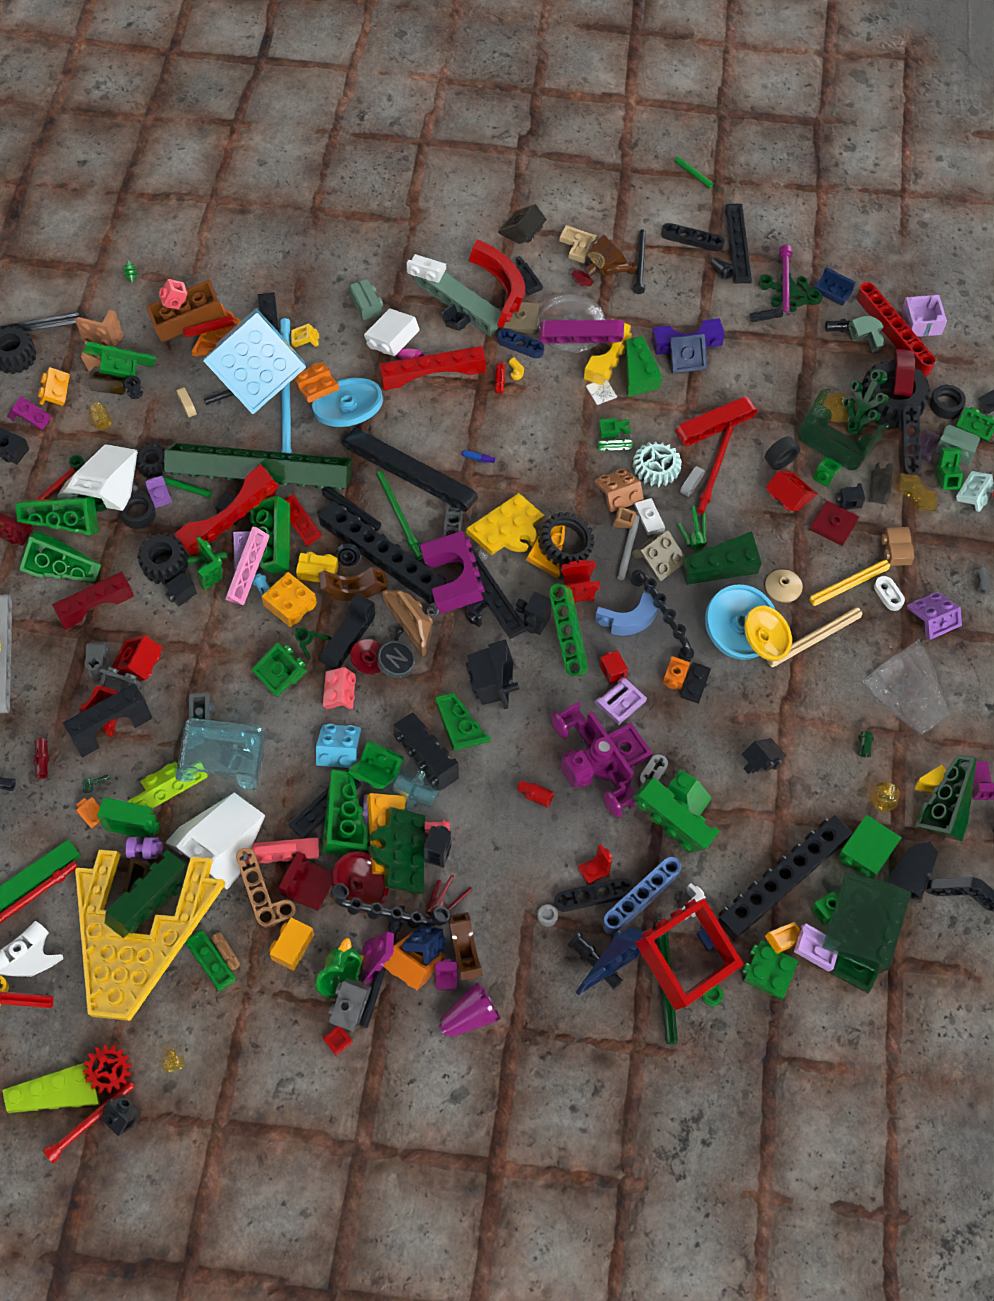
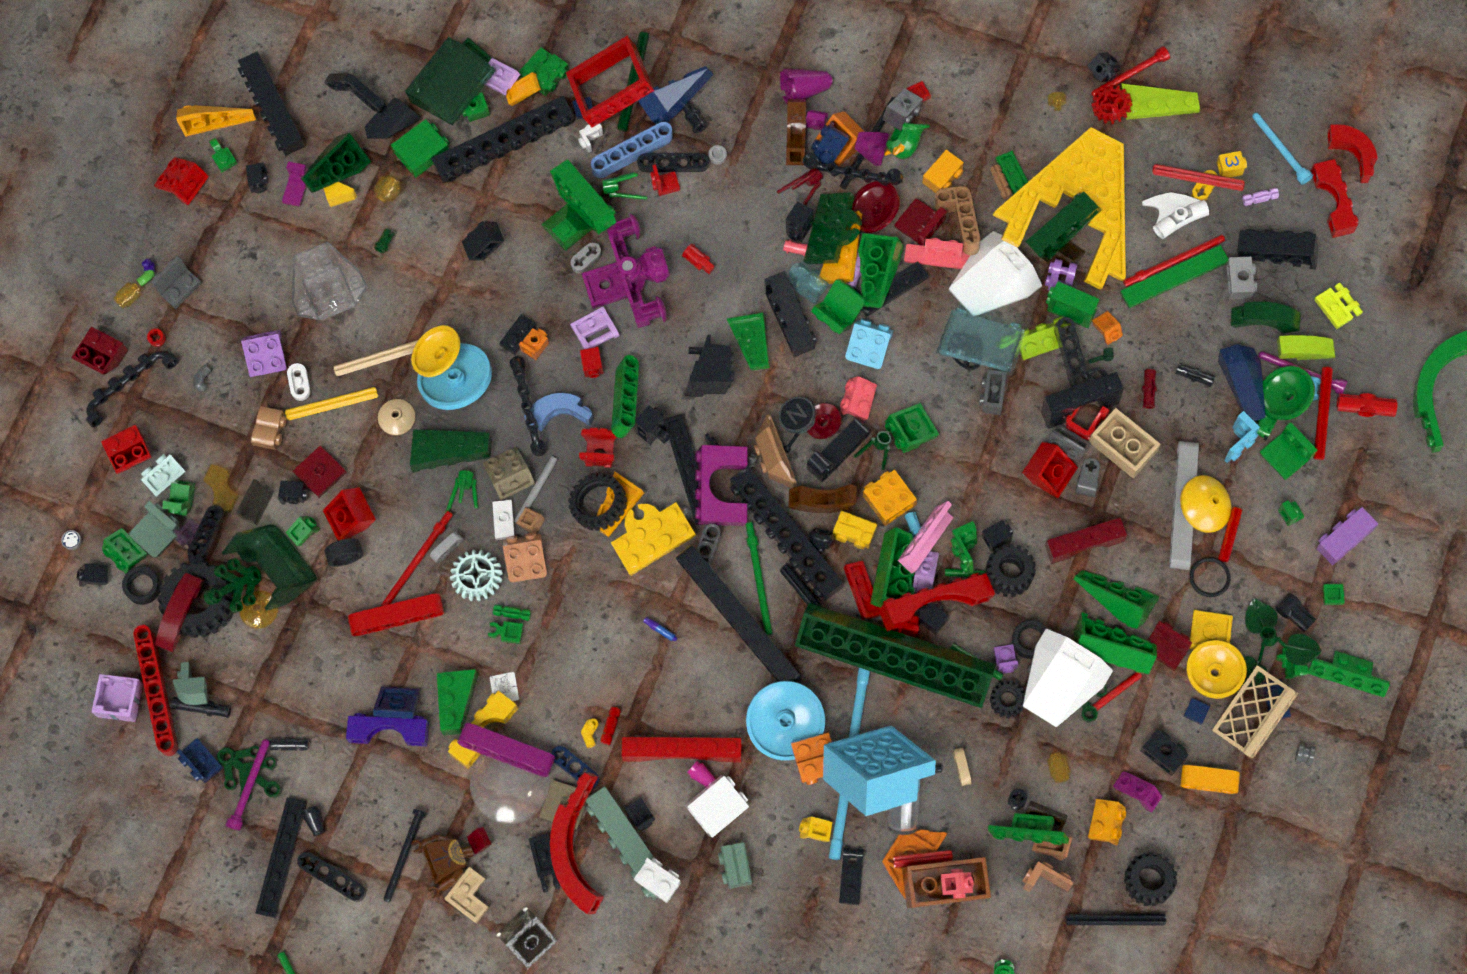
camera: 160 degrees left, 10 degrees up
(58, 691) = (1124, 443): none -> tan brick
(112, 751) = (1076, 353): none -> black beam
(650, 851) = (611, 185): none -> green plant

